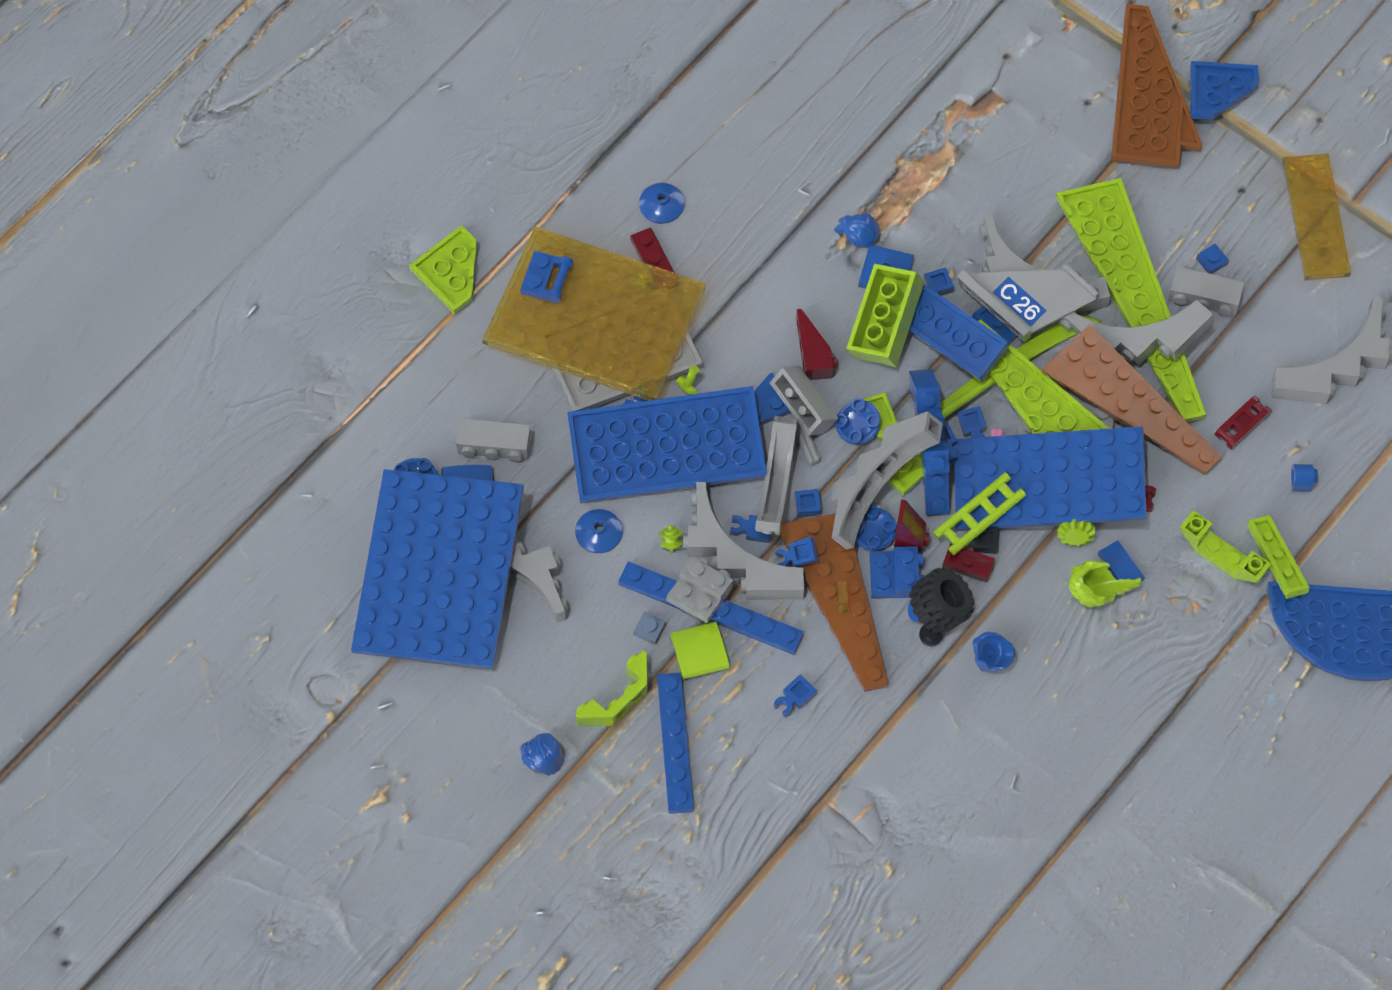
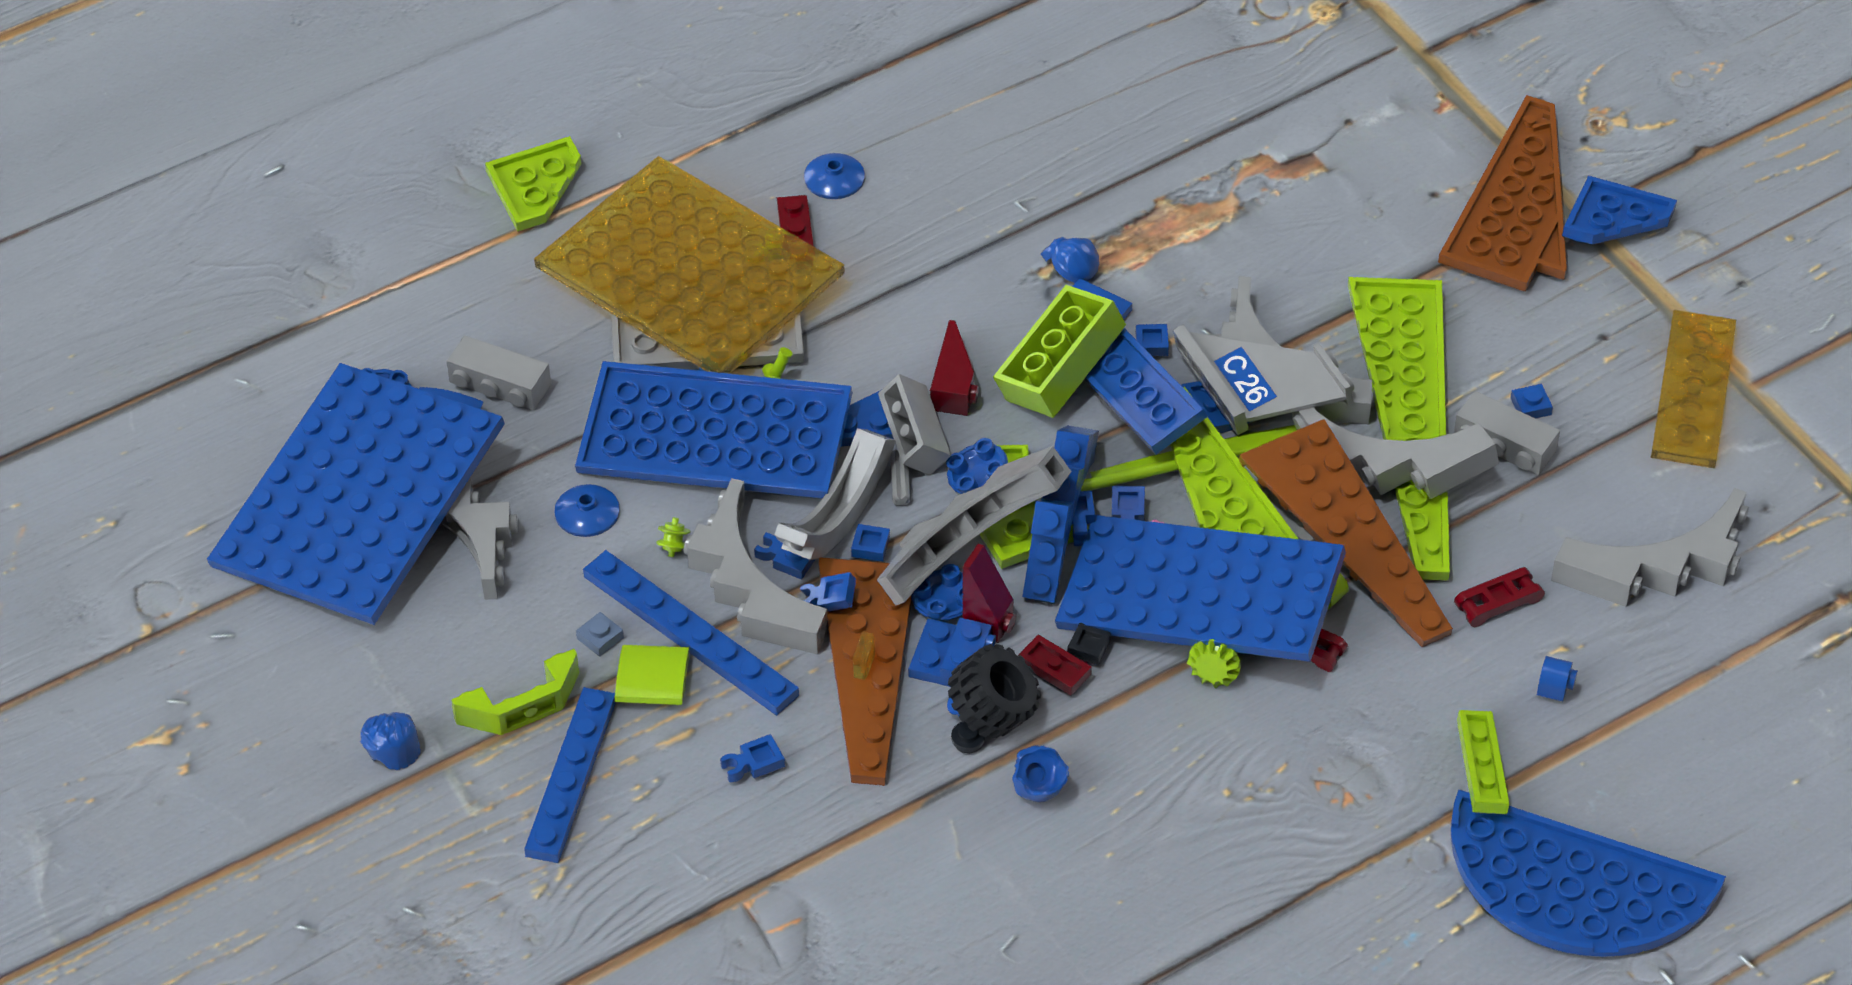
camera: 20 degrees right, 15 degrees down
(539, 275) = (637, 201): blue plate -> none
(700, 589) = (682, 599): light grey plate -> none
(980, 499) = (1077, 619): lime bar -> none
(1095, 585) = (1215, 731): lime hair -> none
(1120, 562) = (1262, 722): blue tile -> none
(1220, 553) = (1423, 760): lime slope -> none

